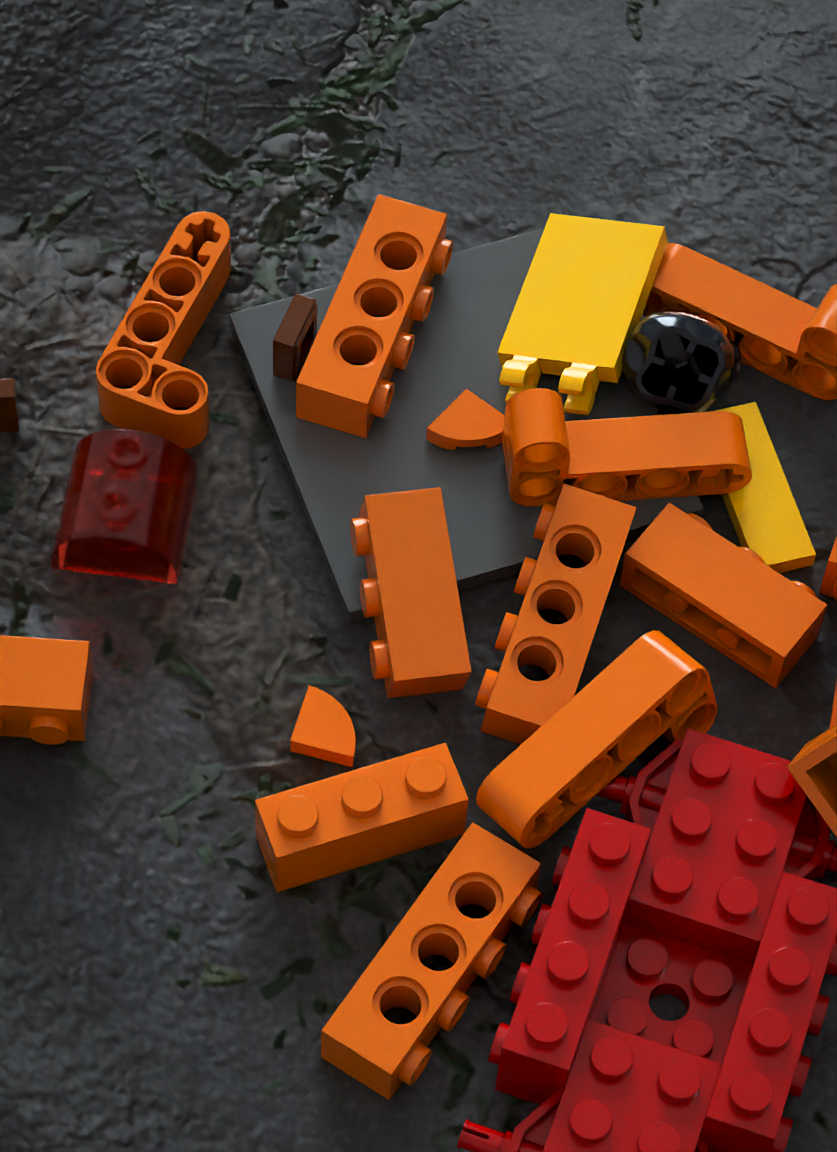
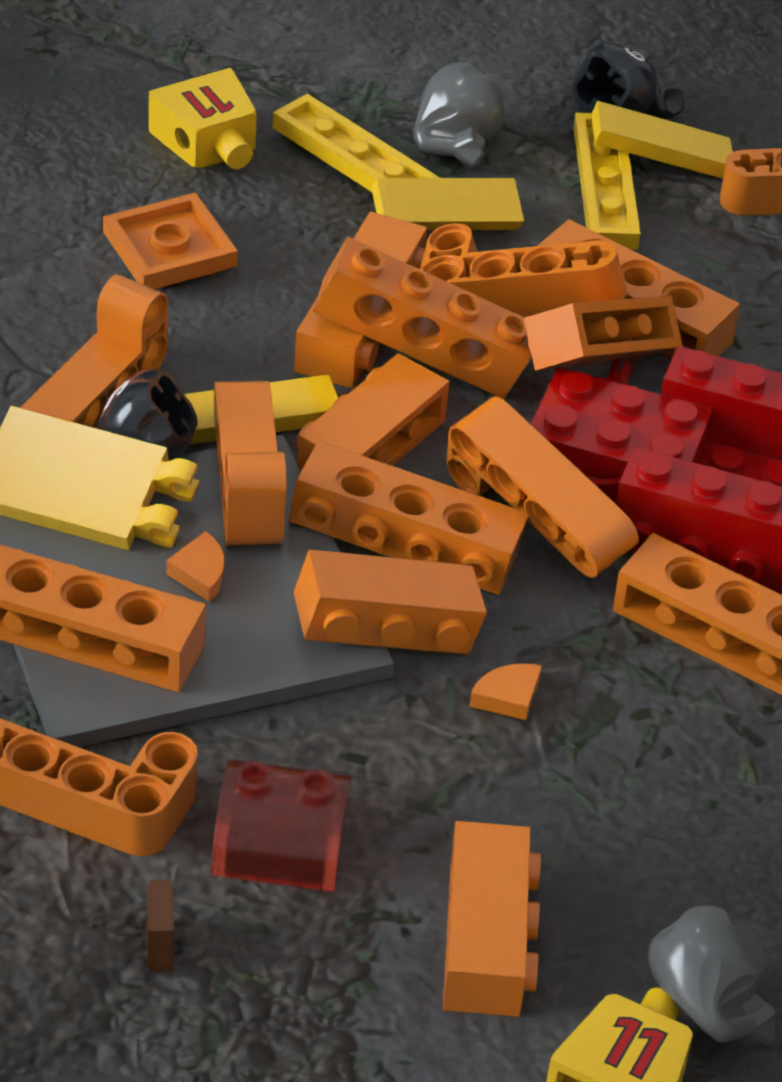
camera: 90 degrees left, 15 degrees down
(295, 337) = (106, 671): reddish brown tile -> none
(361, 817) = (608, 656): orange brick -> none

